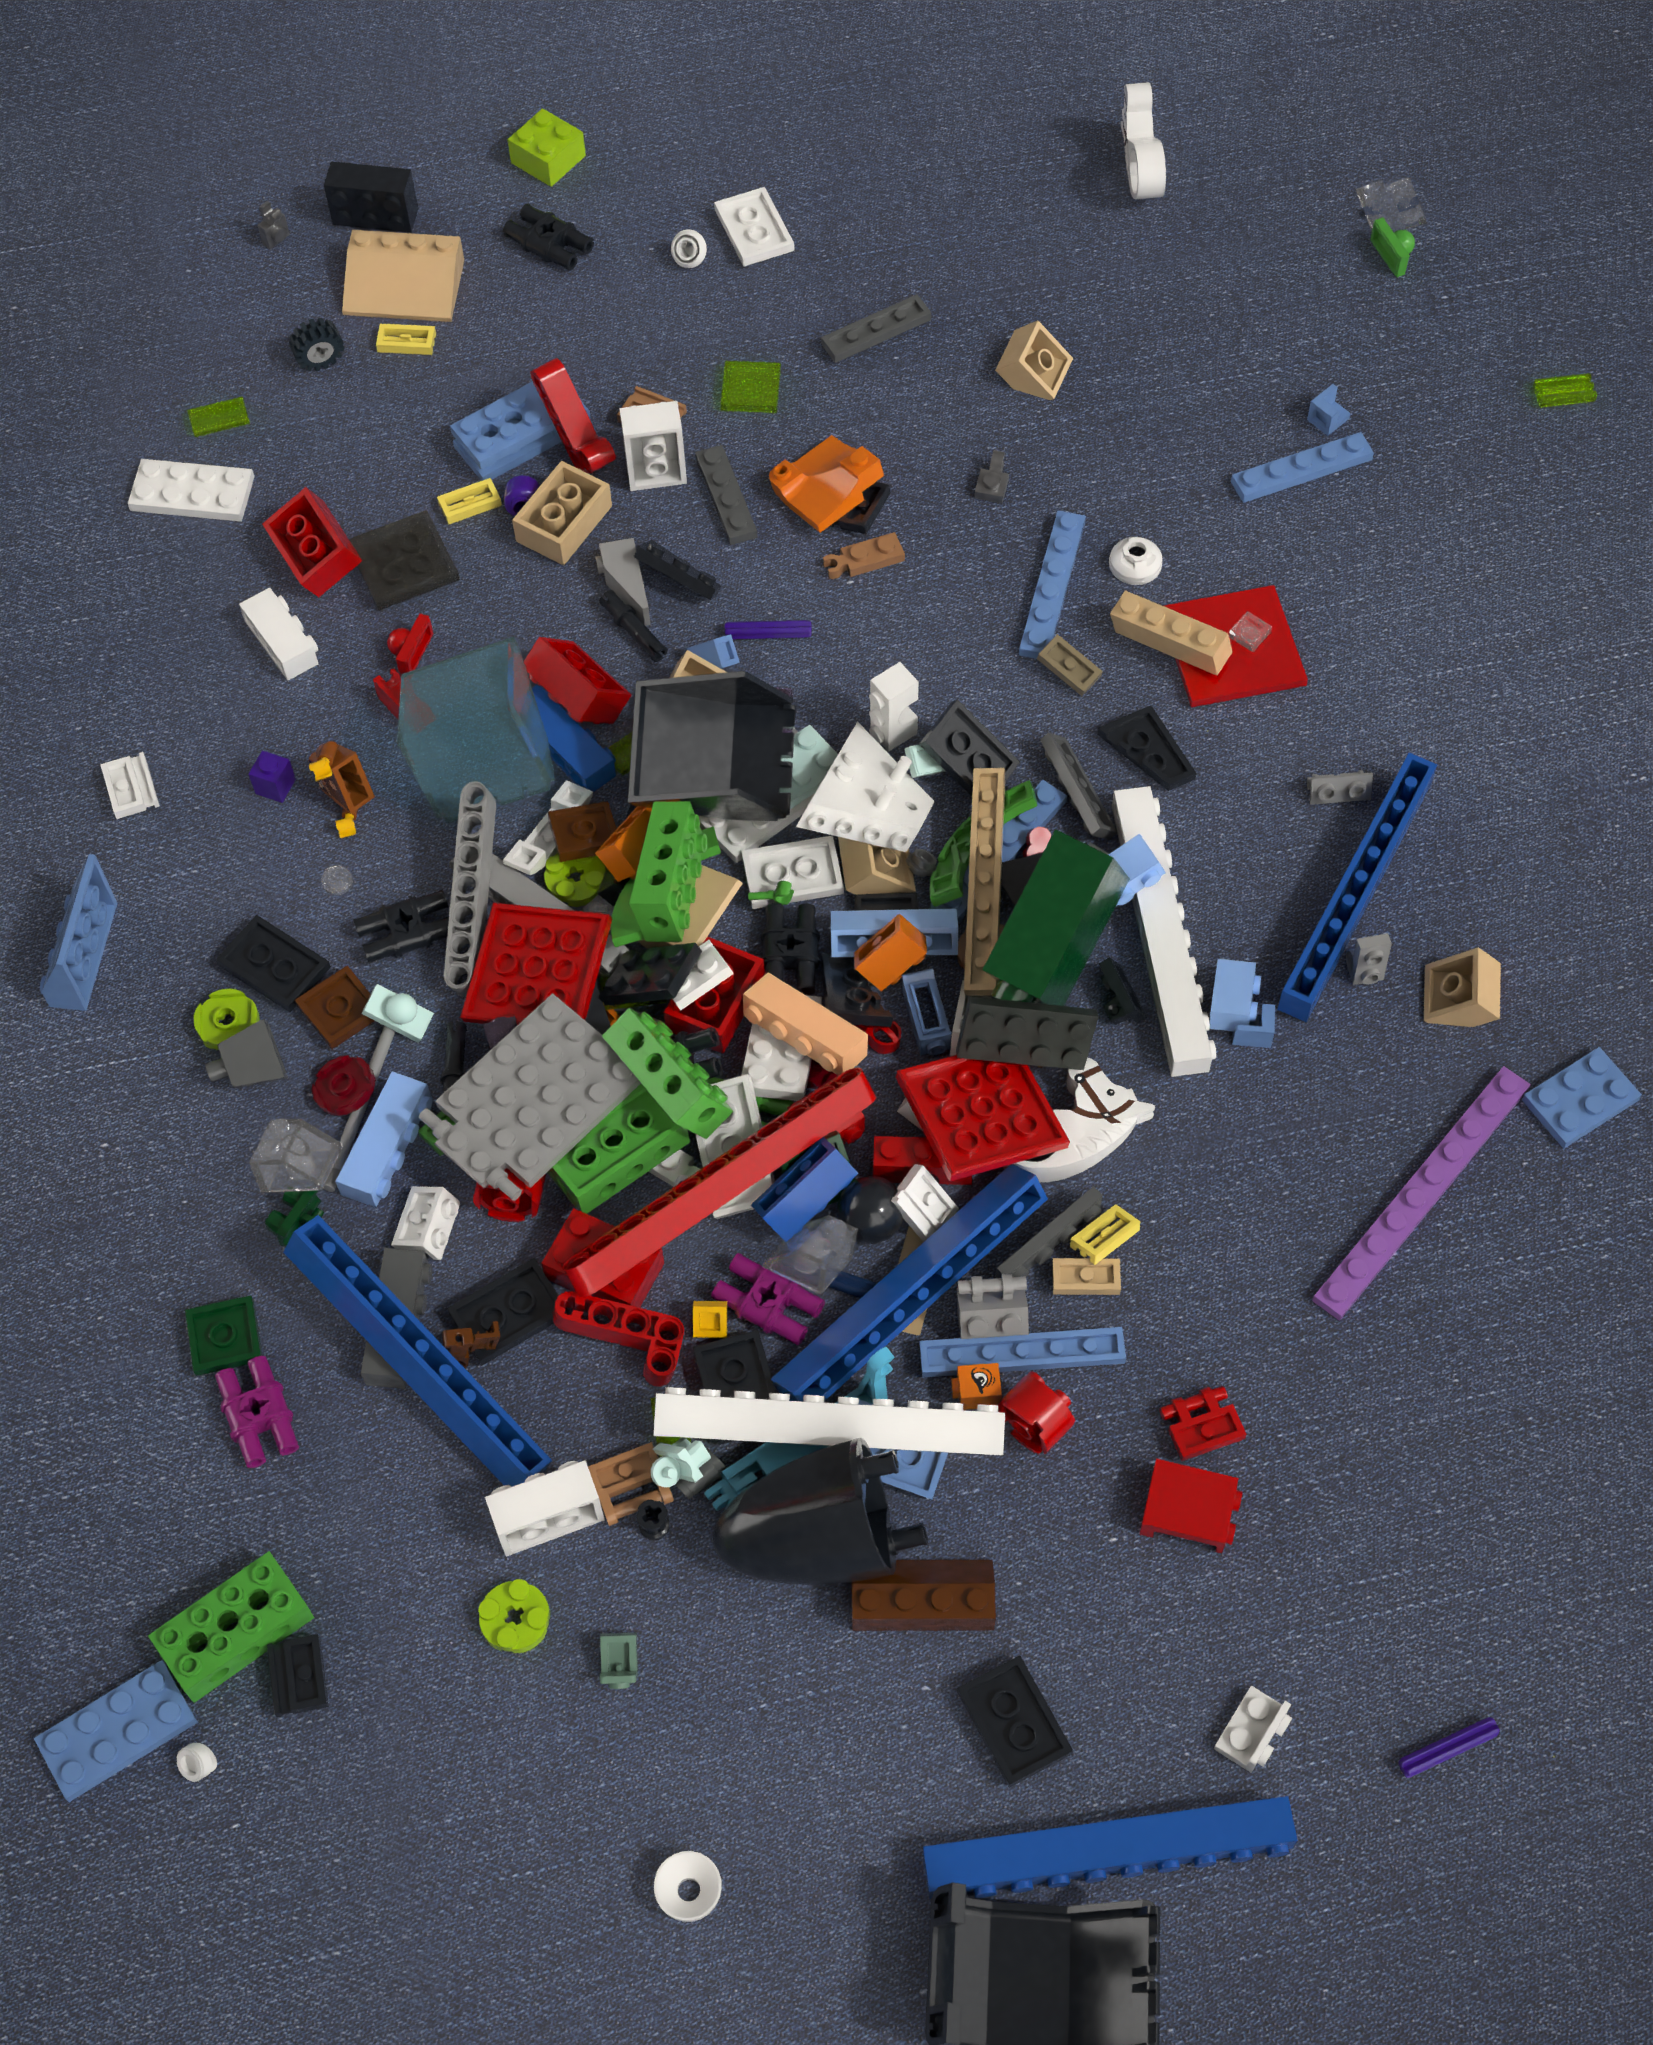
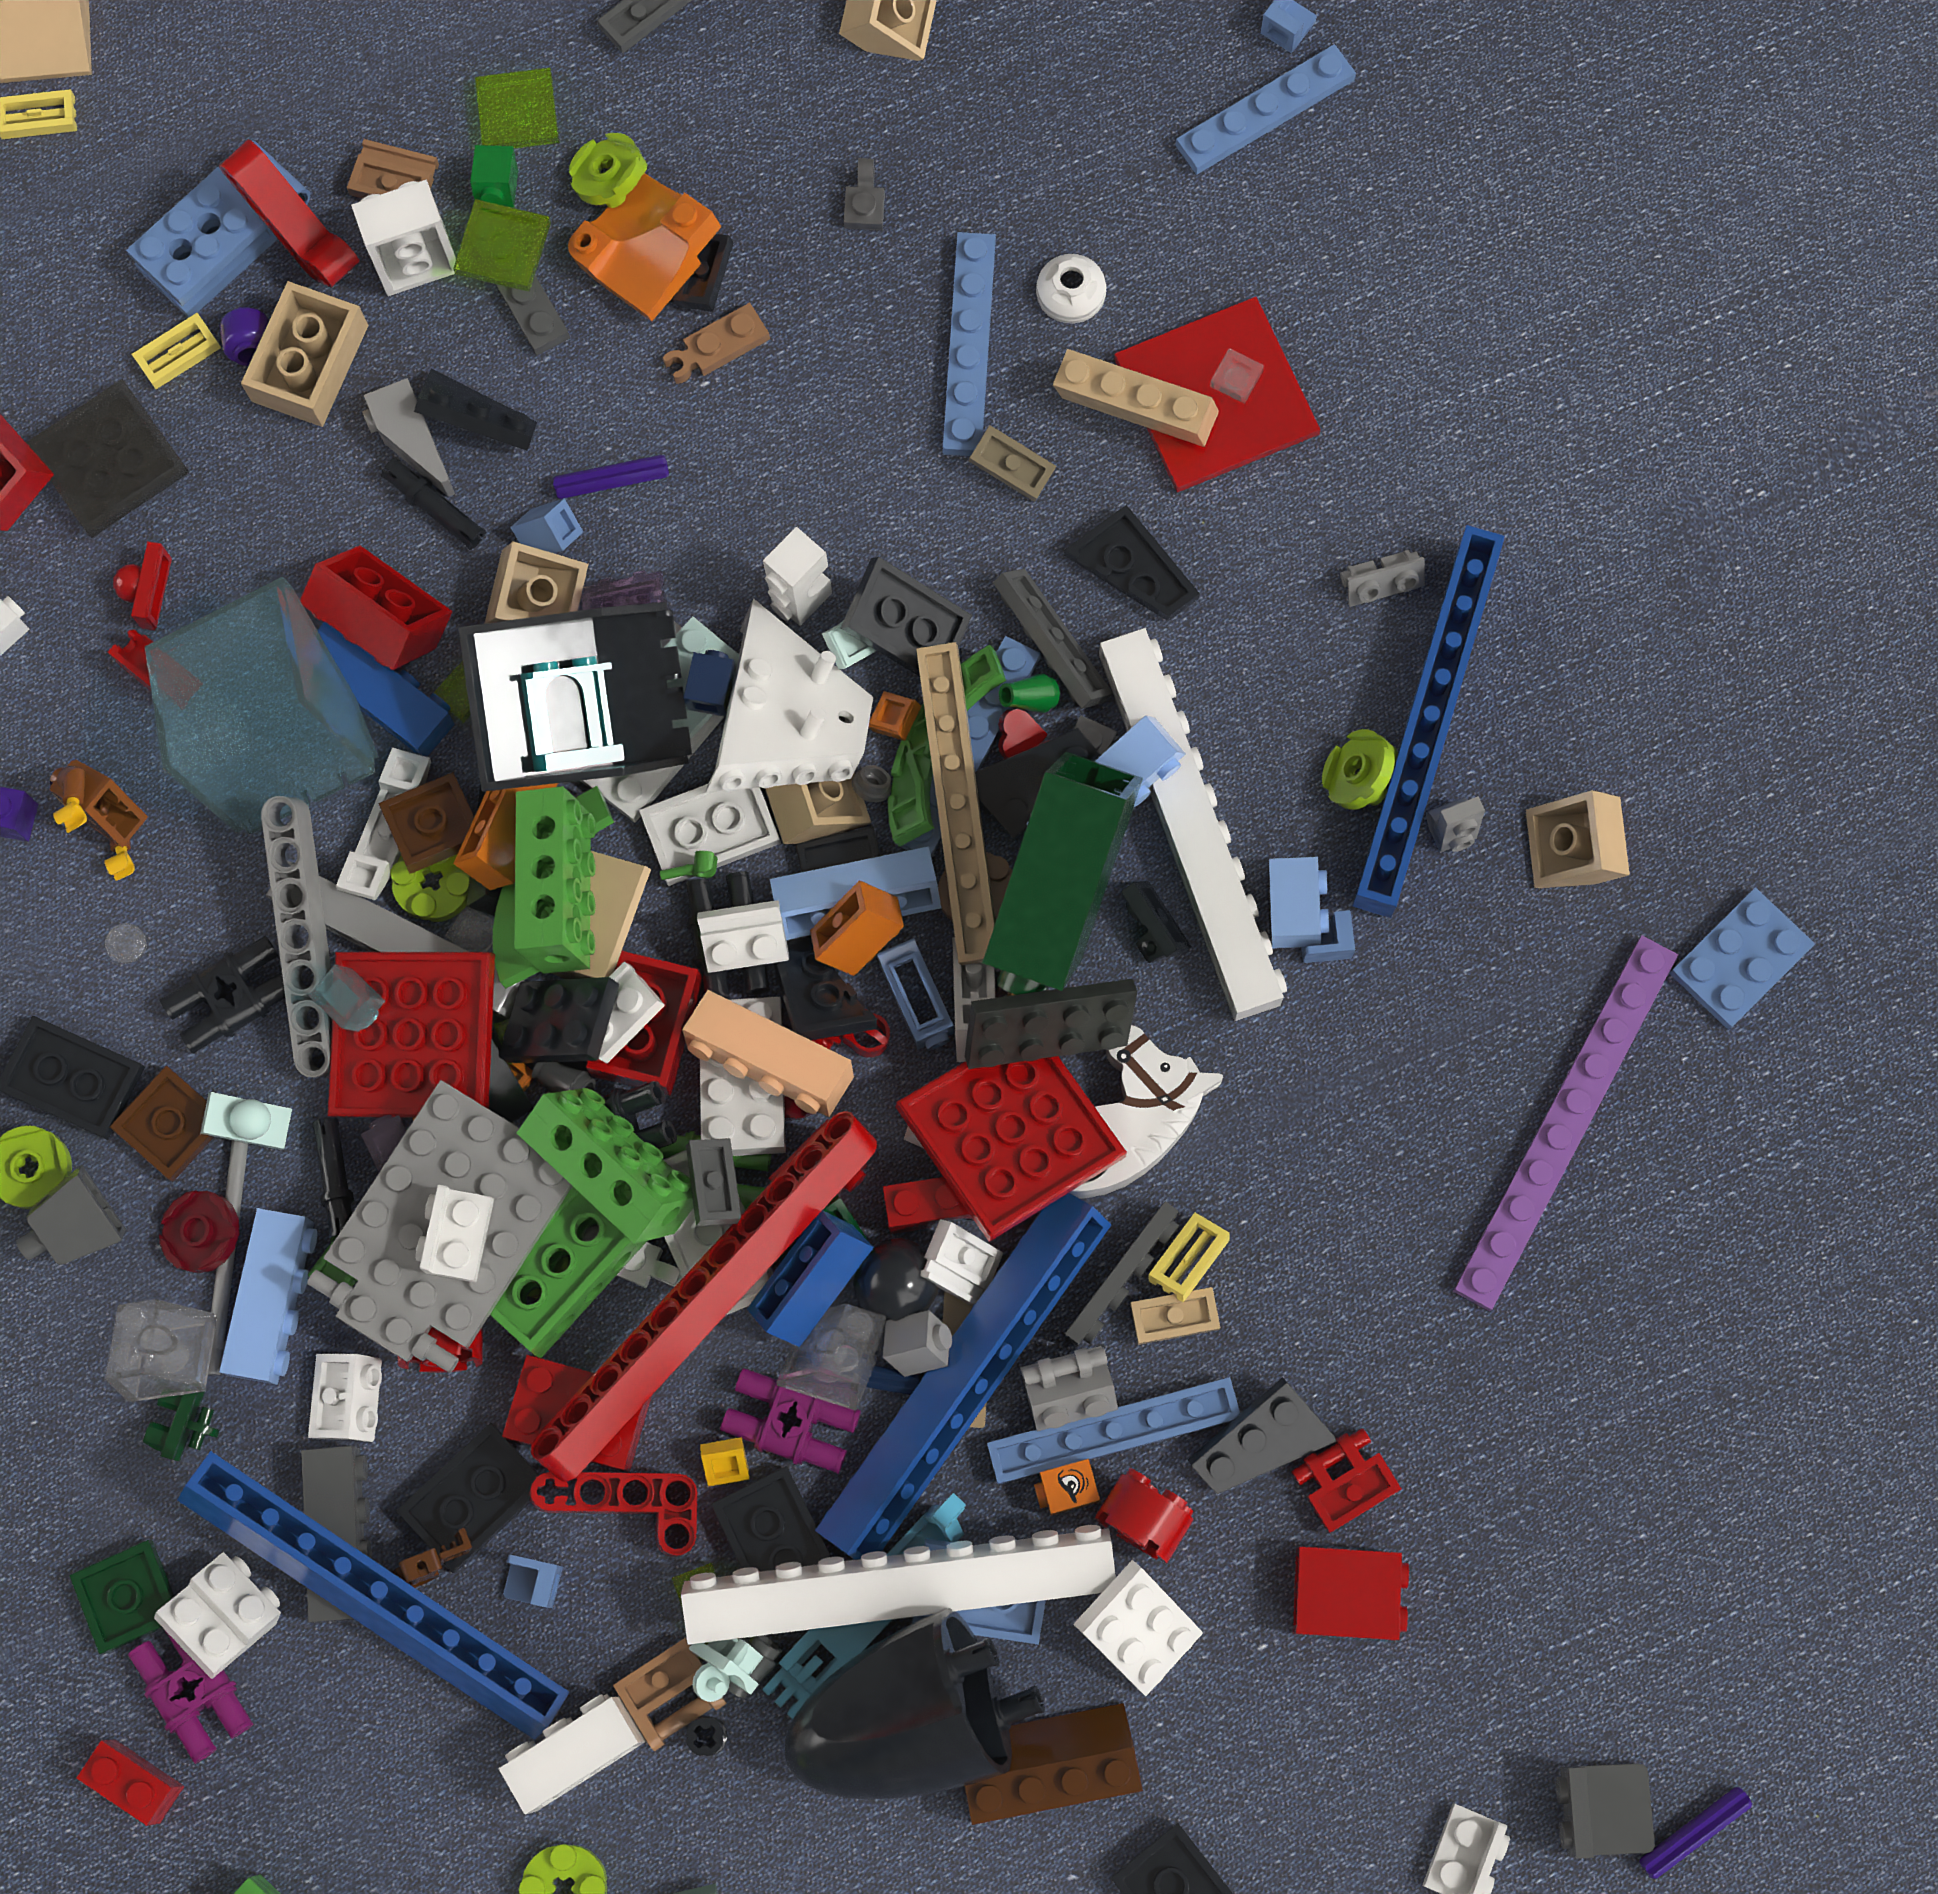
camera: 10 degrees left, 15 degrees up
(193, 1469) = (130, 1782): none -> red brick
(293, 1357) = (219, 1614): none -> white plate
(494, 930) = (347, 998): none -> clear light blue brick
(538, 1096) = (454, 1234): none -> white bracket
(541, 1380) = (532, 1581): none -> medium blue panel
(721, 466) = (502, 245): none -> clear neon green tile
(724, 739) = (592, 684): none -> panel
(725, 423) = (494, 174): none -> green brick
(744, 1098) = (713, 1182): none -> dark grey plate
(802, 942) = (743, 936): none -> white plate
(808, 431) = (612, 186): none -> lime plate
(812, 764) = (710, 683): none -> dark blue brick
(878, 1254) = (917, 1343): none -> light grey brick
(947, 820) = (894, 715): none -> orange tile
(1015, 1493) = (1138, 1628): none -> white plate
(1054, 818) = (1033, 693): none -> green cone
(1140, 1377) = (1261, 1438): none -> wing
(1299, 911) = (1368, 786): none -> lime plate
(1375, 1713) = (1605, 1810): none -> dark grey bracket

